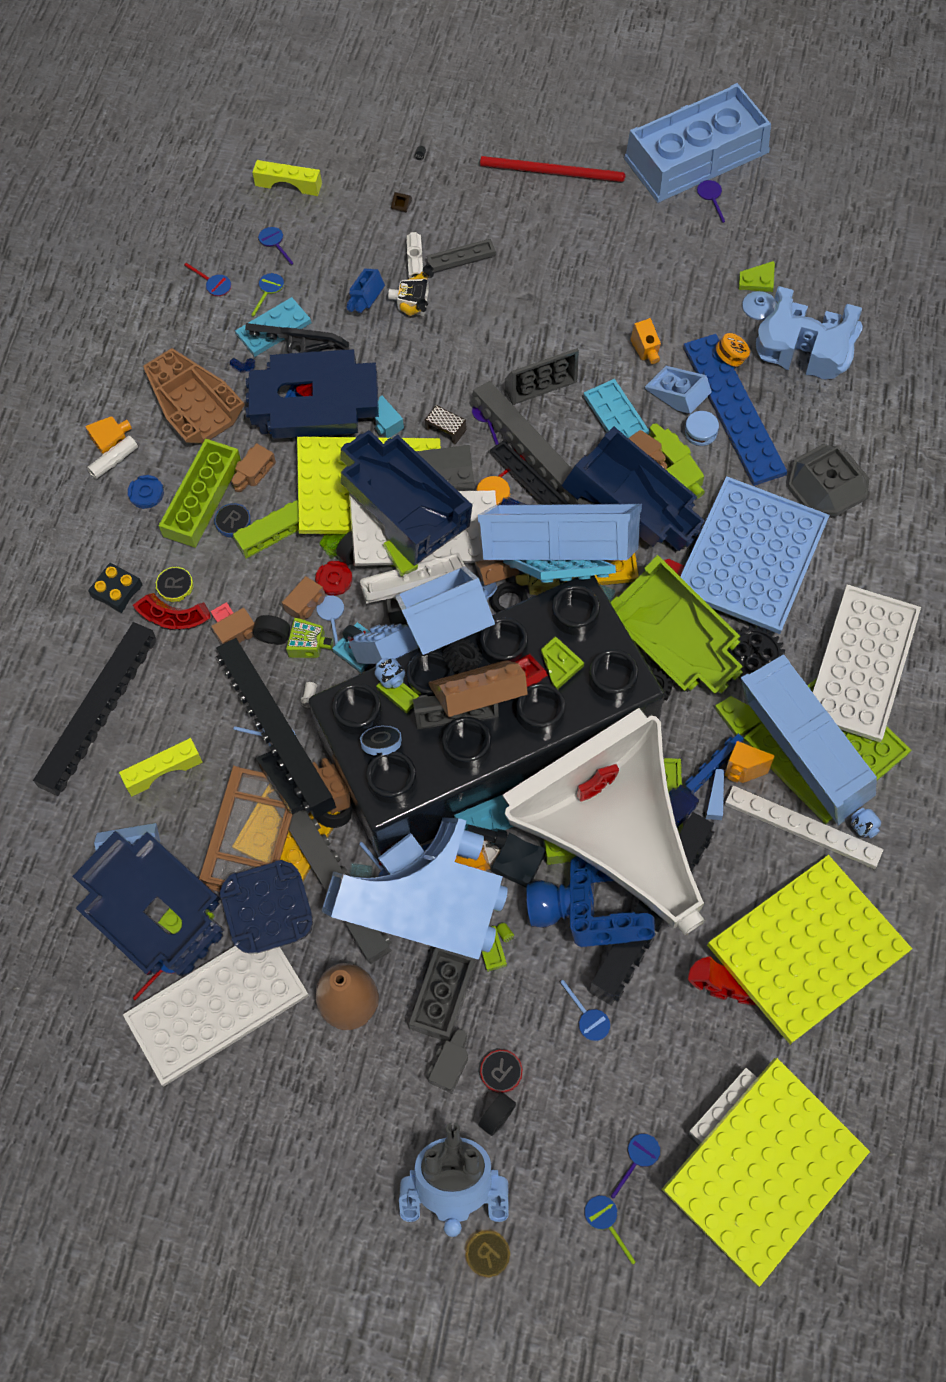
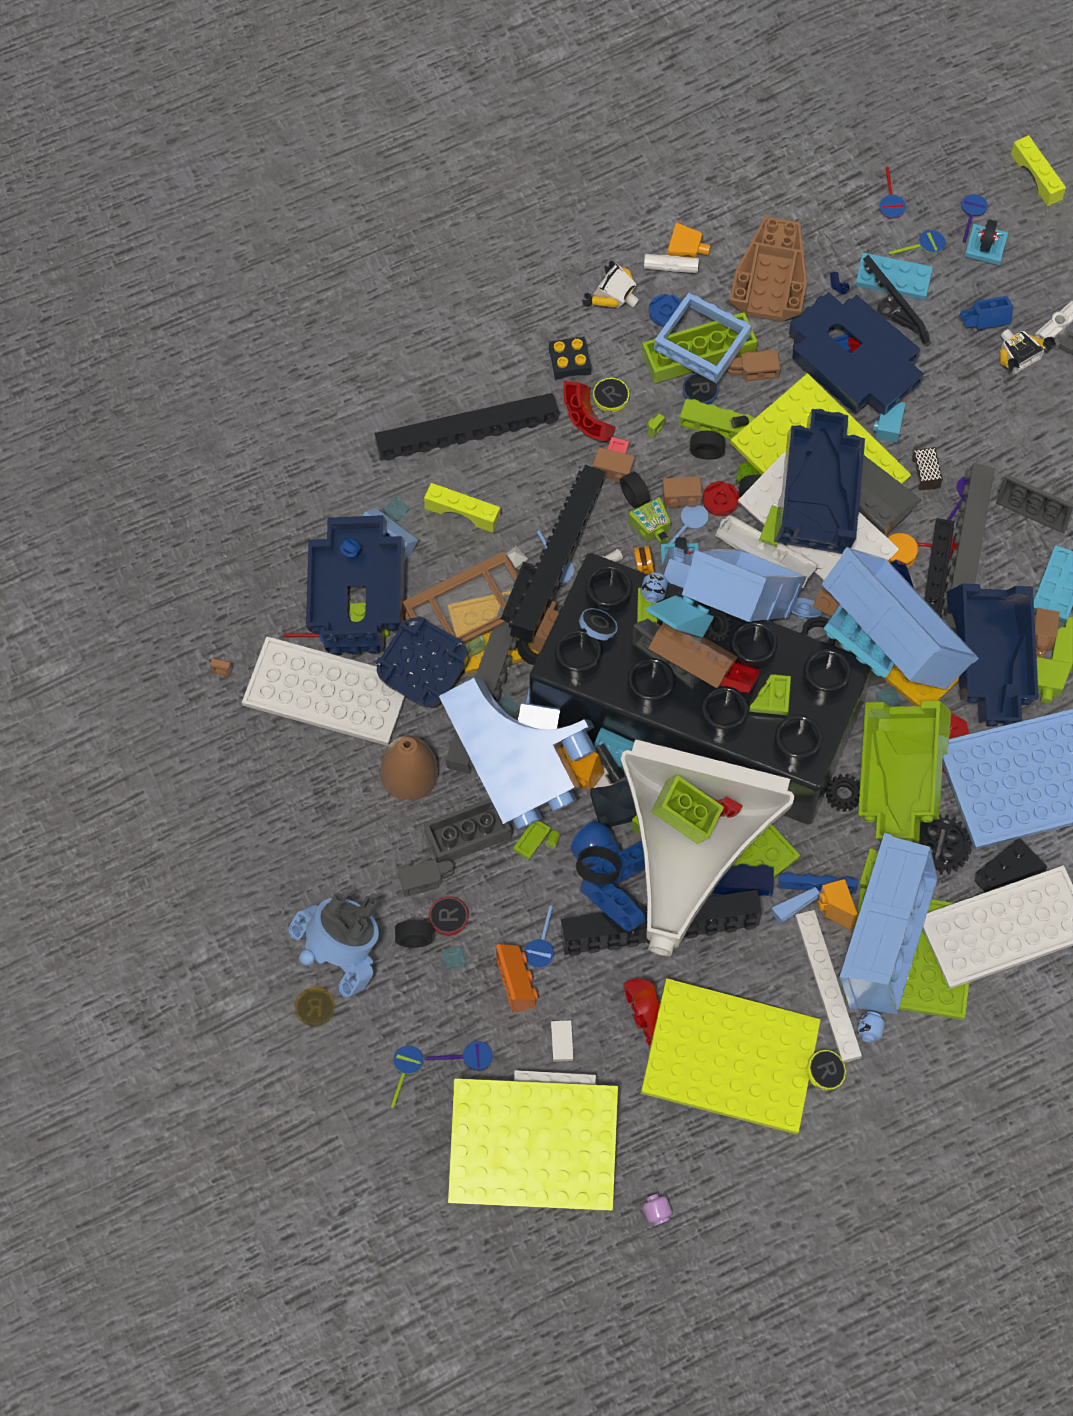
camera: 45 degrees right, 0 degrees up
(92, 510) = (613, 289): none -> torso
(112, 818) = (396, 509): none -> clear light blue tile
(114, 1076) = (221, 667): none -> medium nougat tile
(115, 878) = (350, 545): none -> blue tile
(207, 503) = (691, 360): none -> light blue window
(231, 573) = (655, 425): none -> lime plate
(240, 760) = (516, 557): none -> white slope
(284, 550) = (707, 445): none -> black tyre
(288, 513) = (739, 421): none -> black piece
(290, 853) = (475, 646): none -> clear light blue tile
(308, 250) = (986, 243): none -> medium azure plate
(337, 670) = (644, 559): none -> light orange head
(442, 667) = (682, 615): none -> medium azure slope
(542, 1098) = (453, 958): none -> clear light blue tile
(579, 929) = (594, 878): none -> black tyre
(583, 807) = (687, 809): none -> lime brick
(604, 1062) = (515, 977): none -> orange slope
(687, 1069) = (562, 1041): none -> white tile
(813, 623) = (1010, 867): none -> black wedge
(876, 885) = (826, 1070): none -> black tile
(898, 1114) = (657, 1209): none -> lavender head

